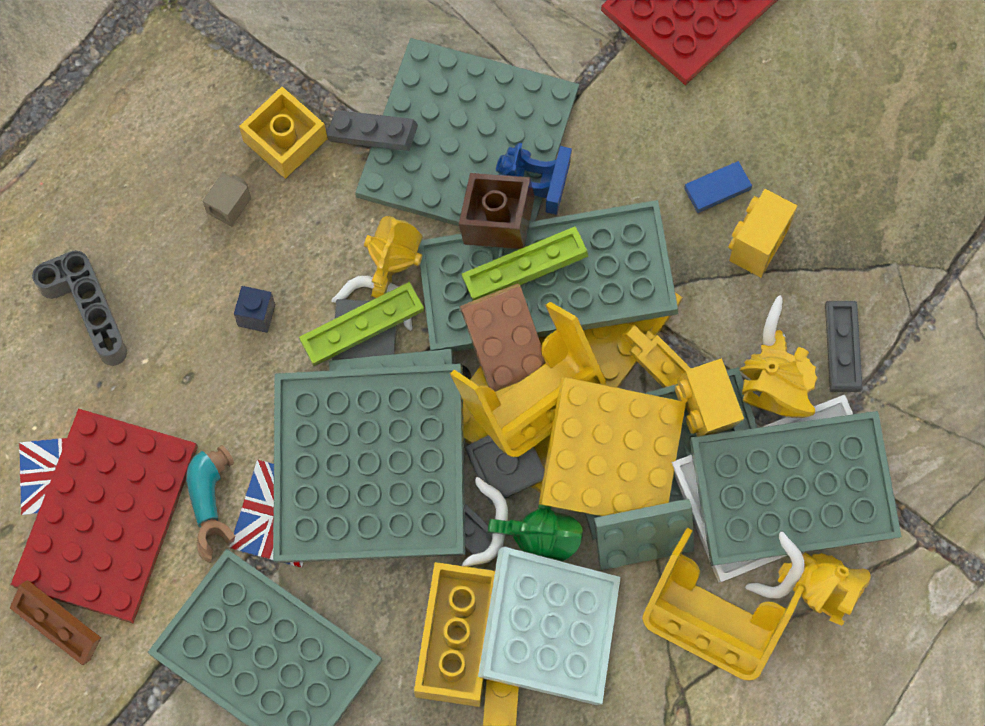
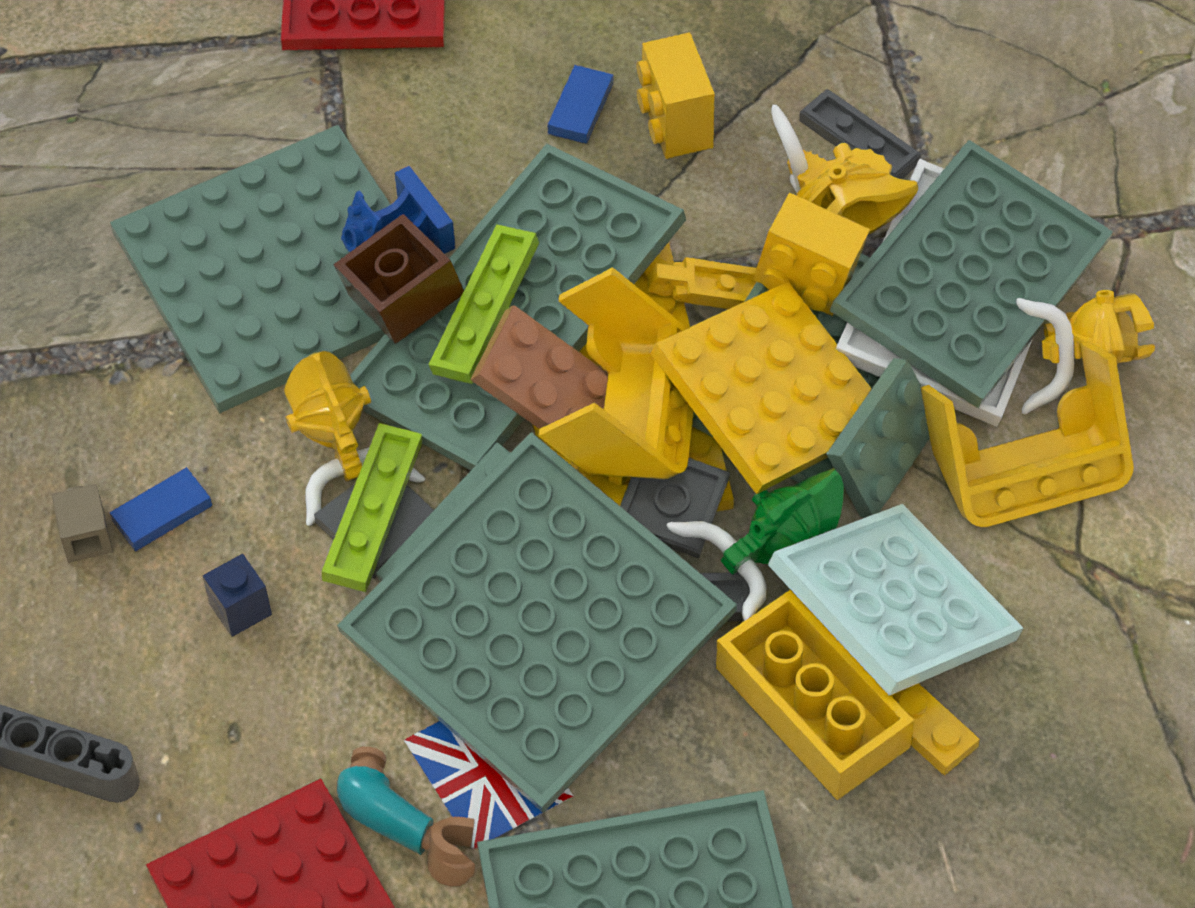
camera: 45 degrees left, 15 degrees down
(273, 225) = (161, 509): none -> blue tile
(283, 132) = (75, 407): yellow brick -> none
(372, 130) = (170, 329): dark grey plate -> none

